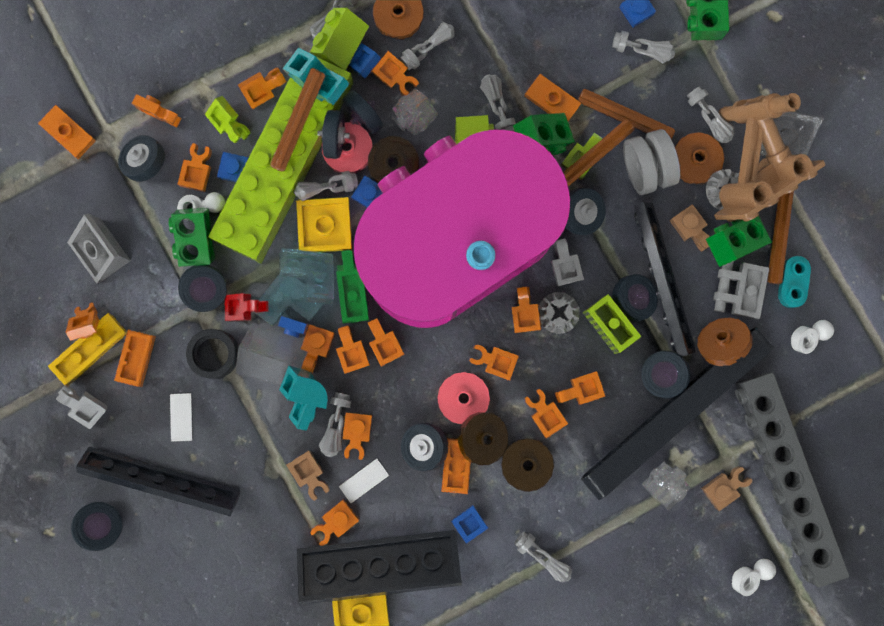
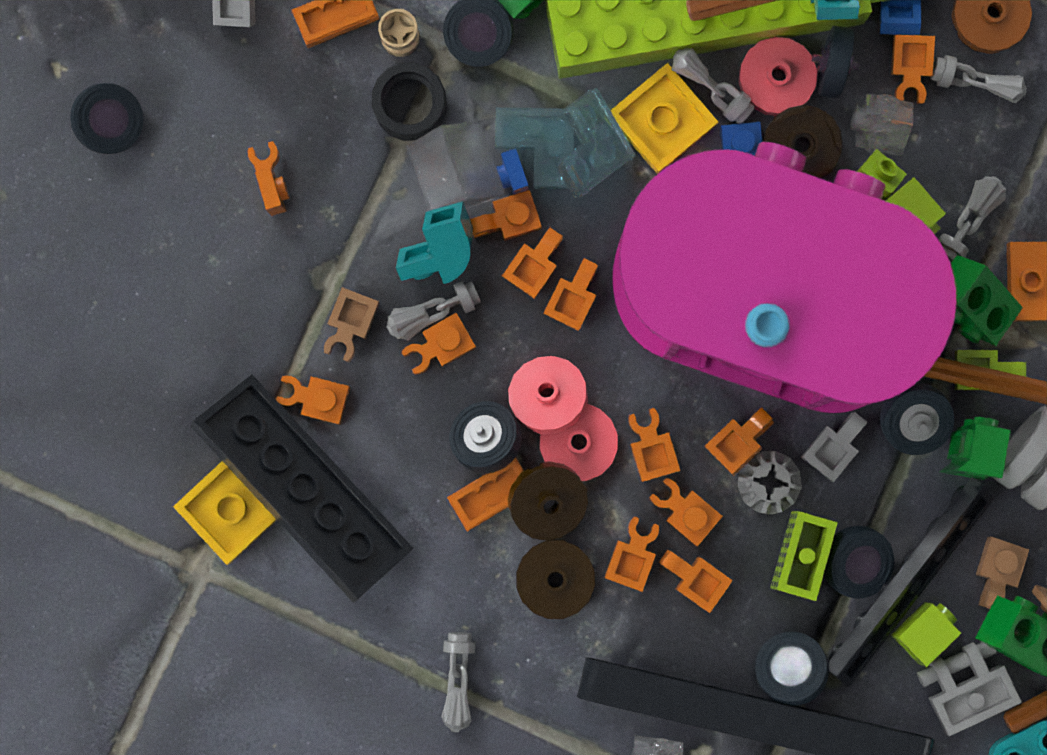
camera: 60 degrees right, 0 degrees up
(158, 481) = (212, 151): black plate -> none
(166, 329) = (398, 24): none -> tan wheel
(181, 417) = (305, 121): white sticker -> none
(204, 463) = (272, 188): none -> orange plate
(239, 307) = (489, 92): red plate -> none
(333, 134) = (781, 46): black wheel -> none
(351, 291) = (606, 211): green hinge -> none
(363, 480) = (390, 395): white sticker -> none
(438, 131) = (884, 170): none -> lime bracket
(439, 397) = (550, 413): none -> coral plate
(469, 524) = (432, 560): blue plate -> none
(545, 367) = (690, 515): none -> orange plate
(622, 191) = (978, 449): none -> green window
(697, 289) = (927, 632): none -> lime brick
(724, 352) = (887, 711): dark orange plate -> none

